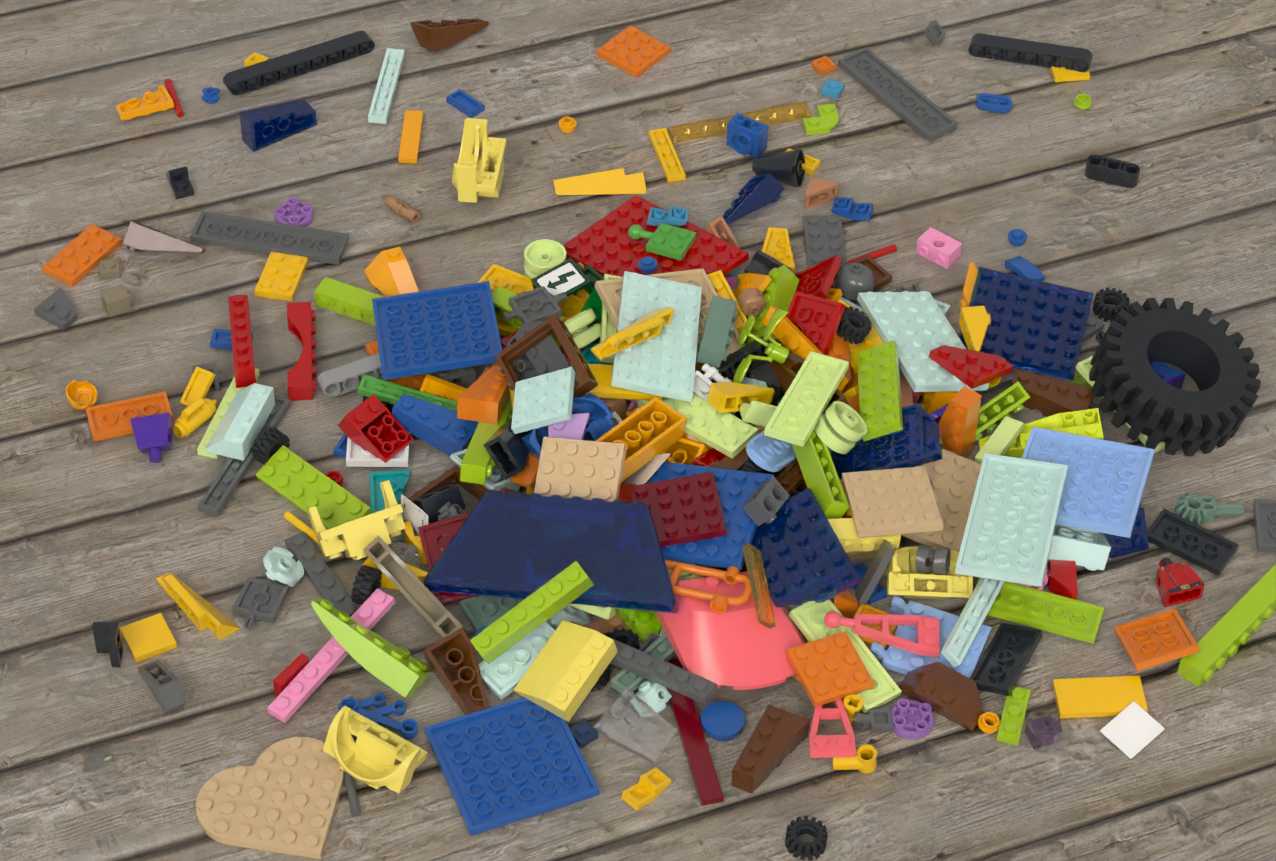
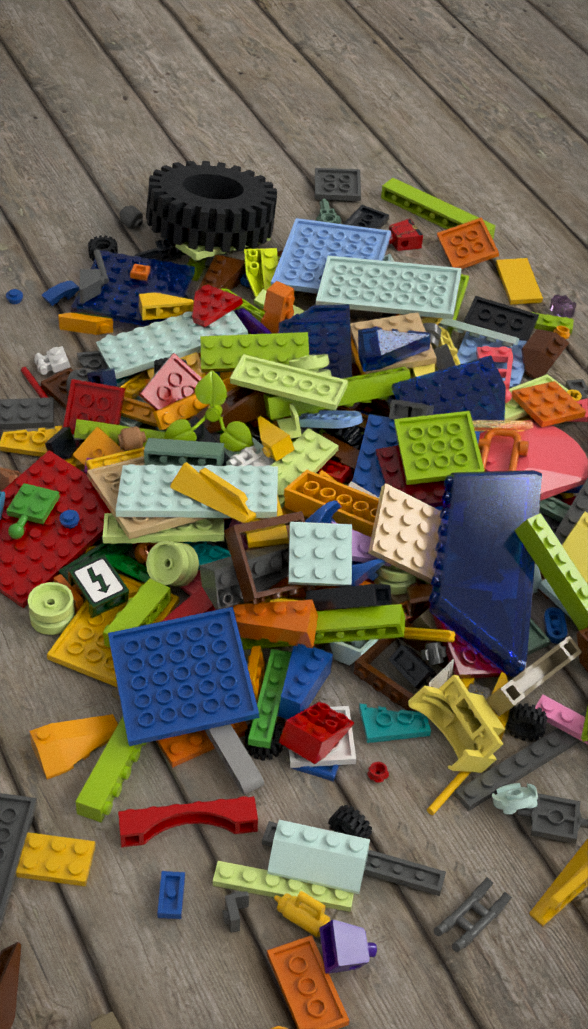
camera: 95 degrees left, 0 degrees up
(172, 518) = (472, 902): none -> dark grey piece
(197, 386) = (261, 915): yellow tile -> none
(241, 341) = (142, 883): red arch -> none
(309, 487) = (404, 784): lime plate -> none
(462, 508) = (429, 634): none -> yellow axle
(535, 305) = (144, 595): dark grey plate -> none
(699, 510) = (437, 446): none -> lime plate
(849, 285) = (103, 376): none -> dark blue brick
(854, 475) = (383, 347): none -> clear blue wedge
(904, 264) = (54, 360): none -> white plate
(912, 719) = (567, 370): medium lavender tile -> none
(938, 248) = (30, 339): bright pink brick -> none
(1006, 272) = (90, 284): none -> dark grey slope
(1046, 320) = (140, 272): none -> orange tile
(1051, 288) = (100, 263): none -> dark grey bar
(1132, 730) = (545, 267): white sticker -> none

